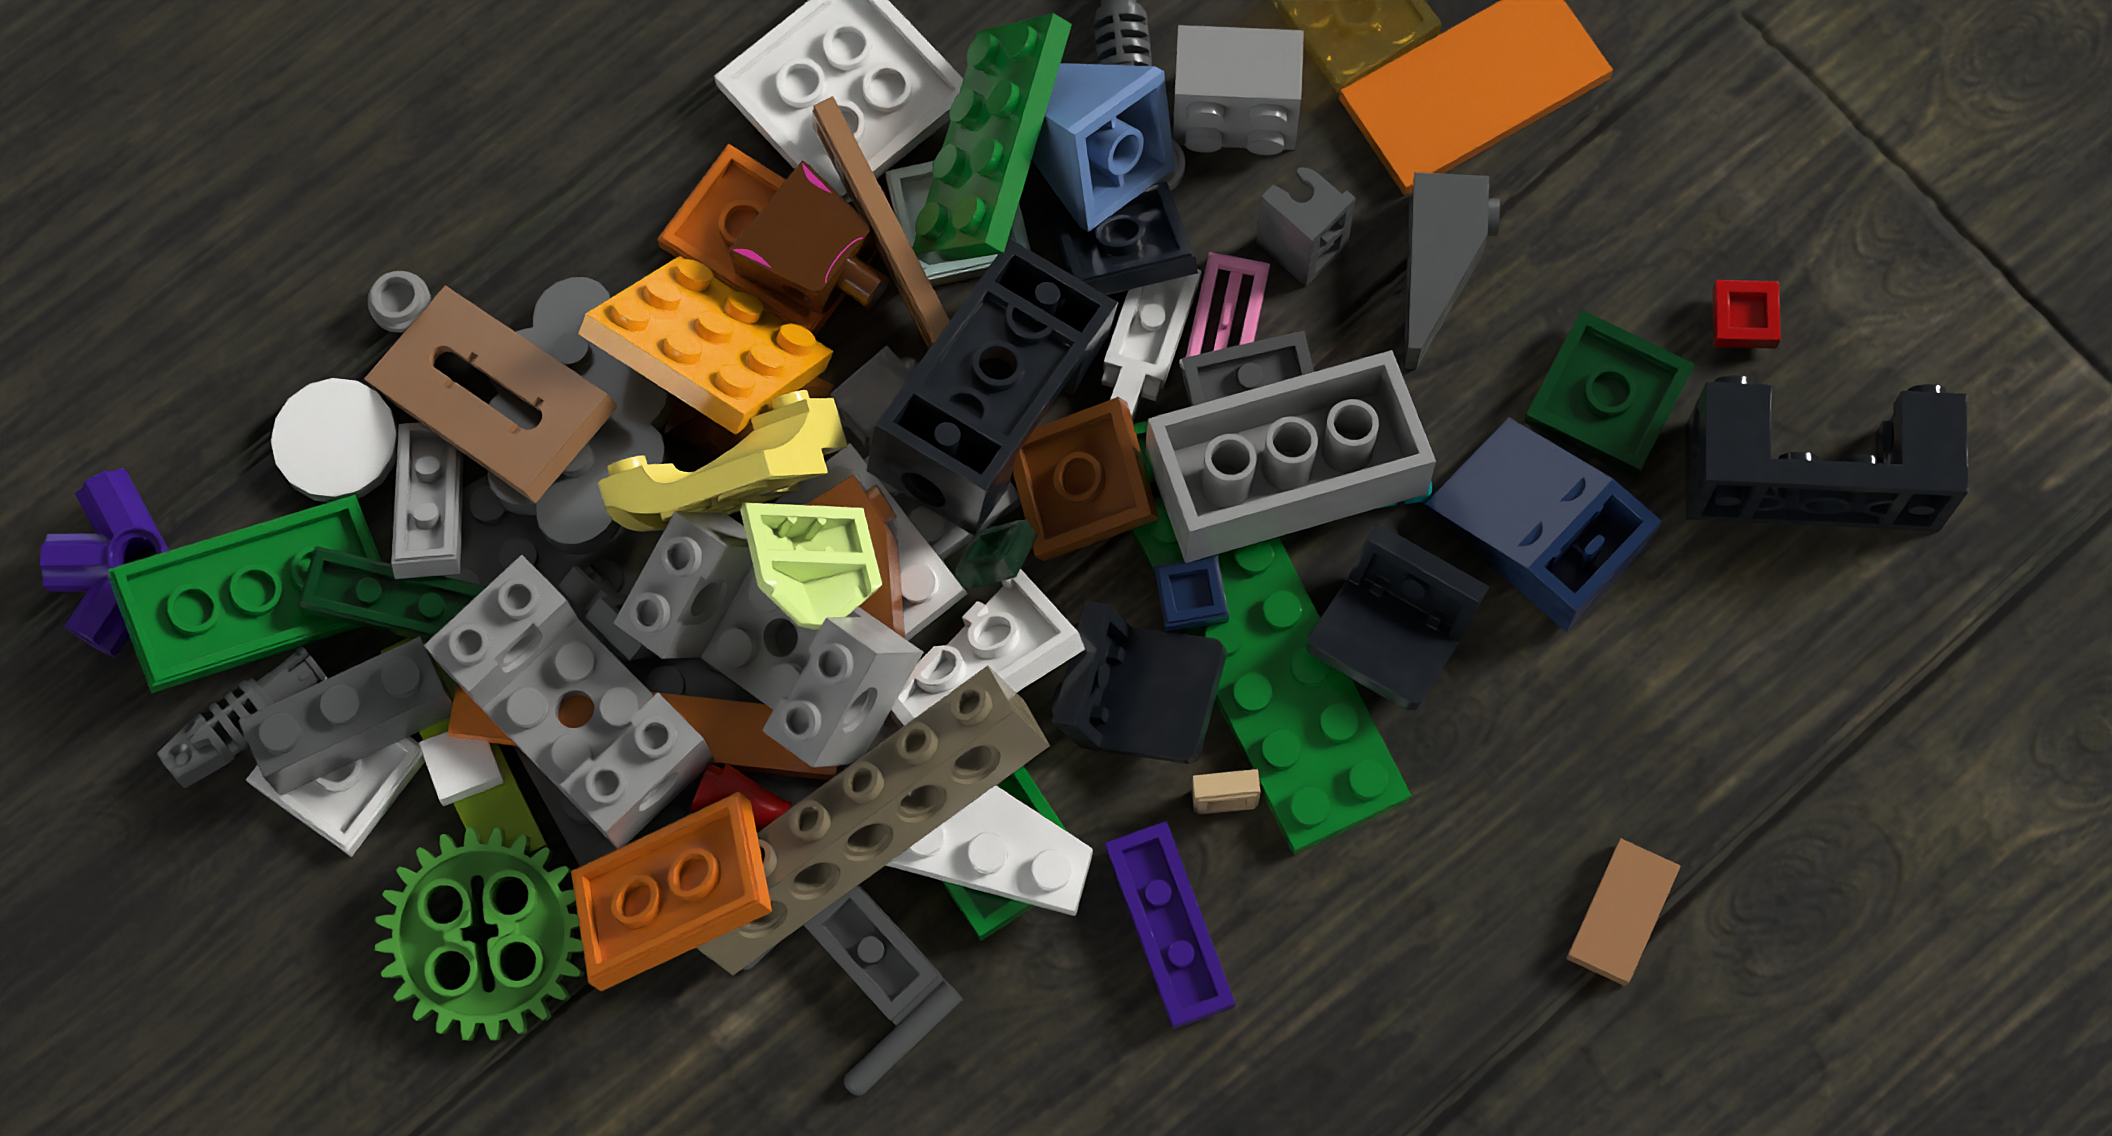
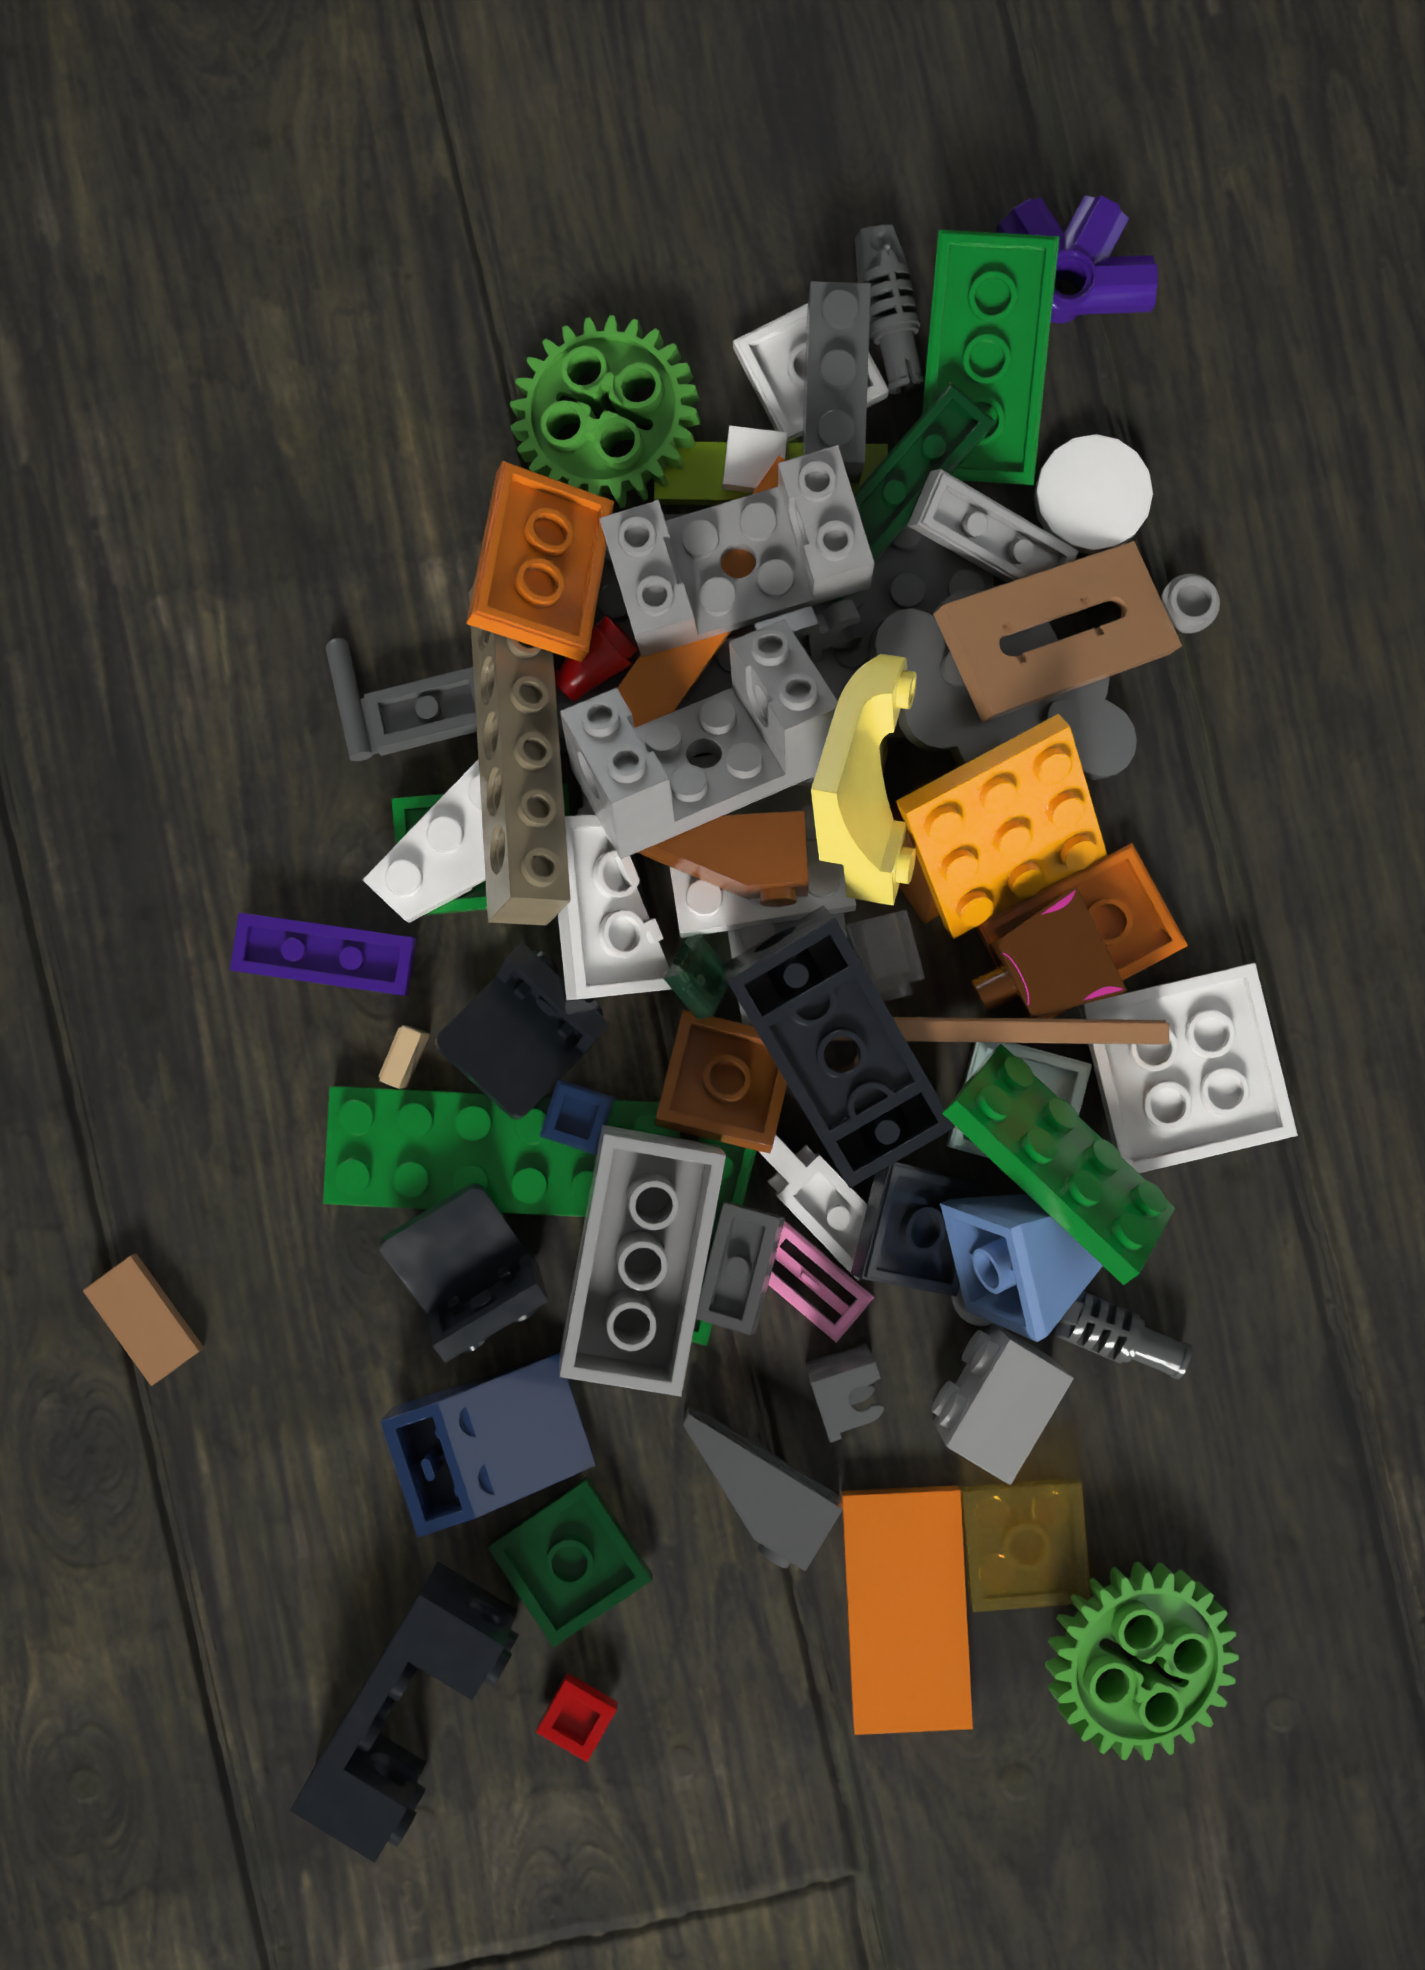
camera: 120 degrees right, 15 degrees up
(811, 559) = (741, 801): yellowish green slope -> none

